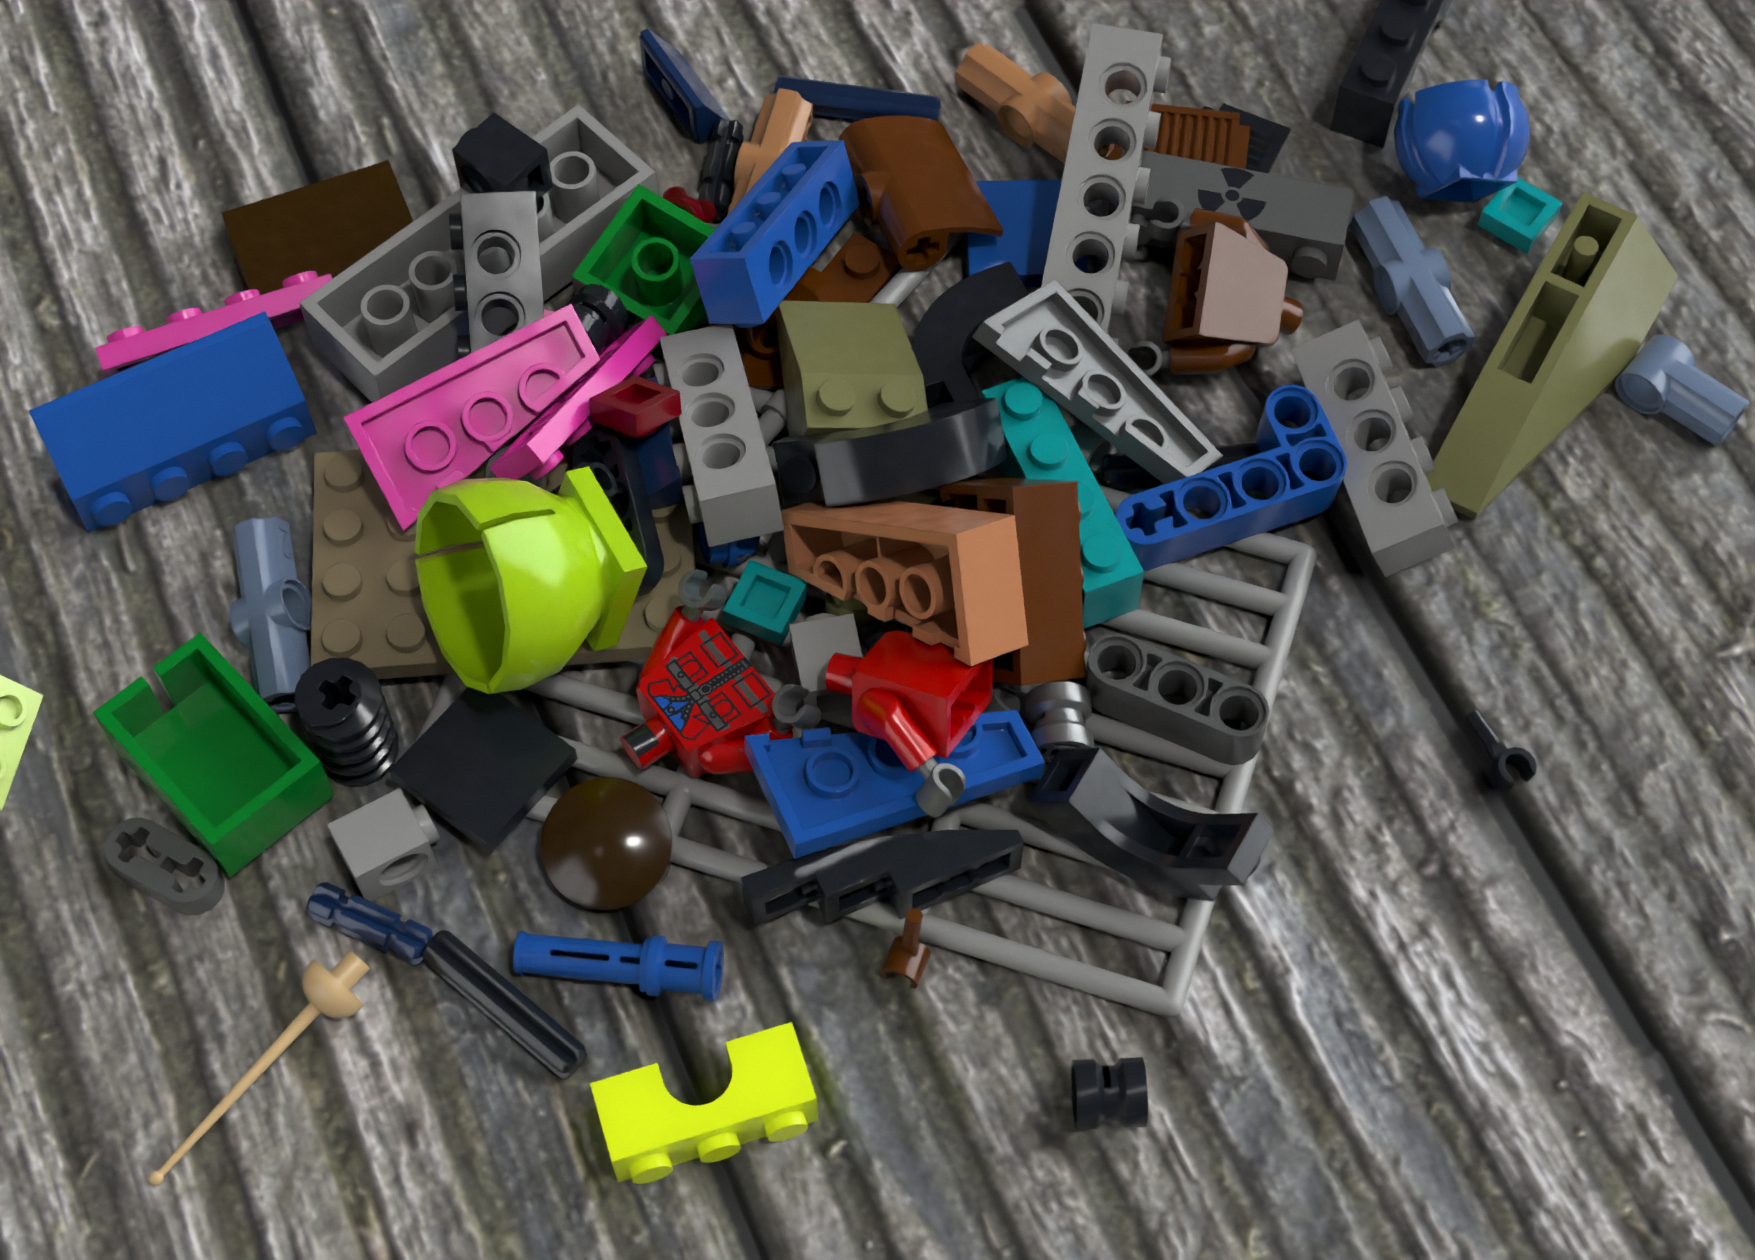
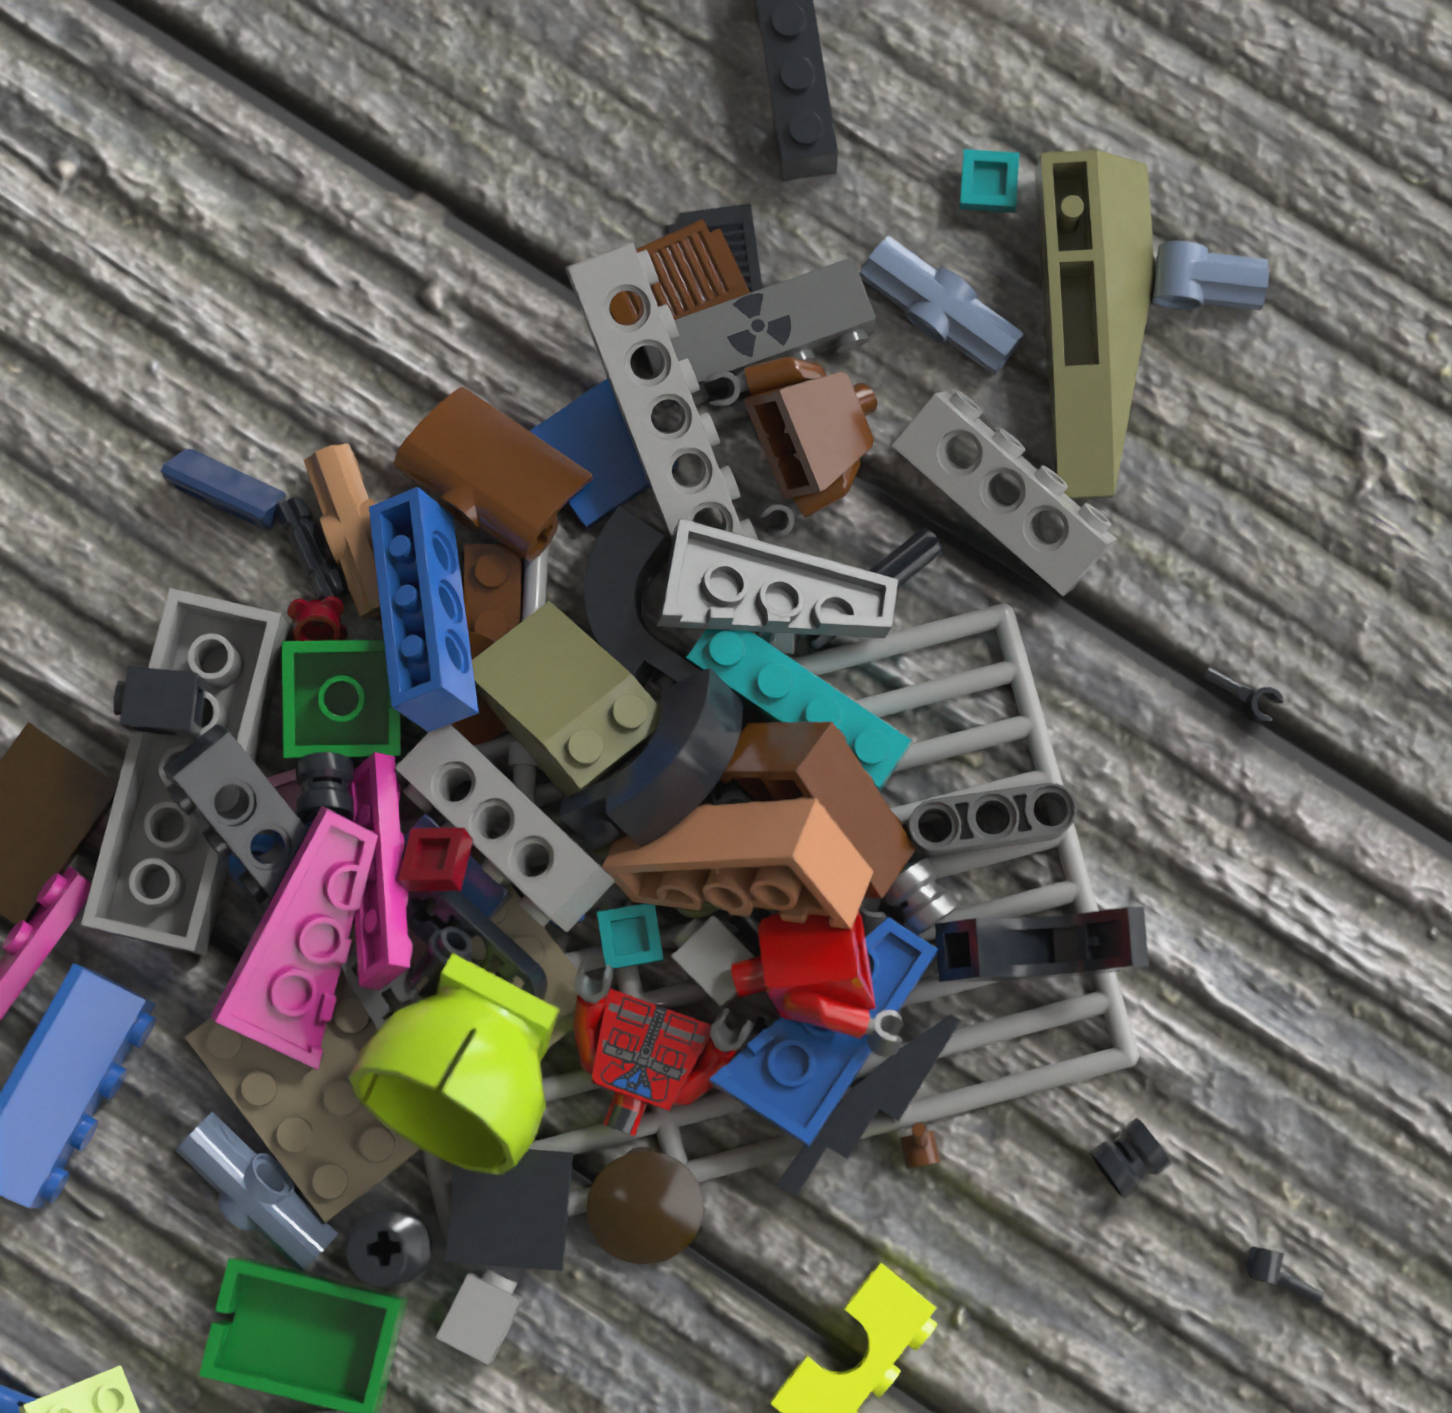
camera: 30 degrees left, 20 degrees up
(369, 922) = (511, 1378): dark blue axle -> none
(504, 1004) = (654, 1373): black axle -> none
(654, 967) = (743, 1276): blue pin -> none
(860, 101) = (378, 409): dark blue axle -> none
(1025, 105) = (525, 326): medium nougat piece -> none
(1165, 532) = (921, 615): blue beam -> none
(1462, 139) = (912, 154): blue piece -> none

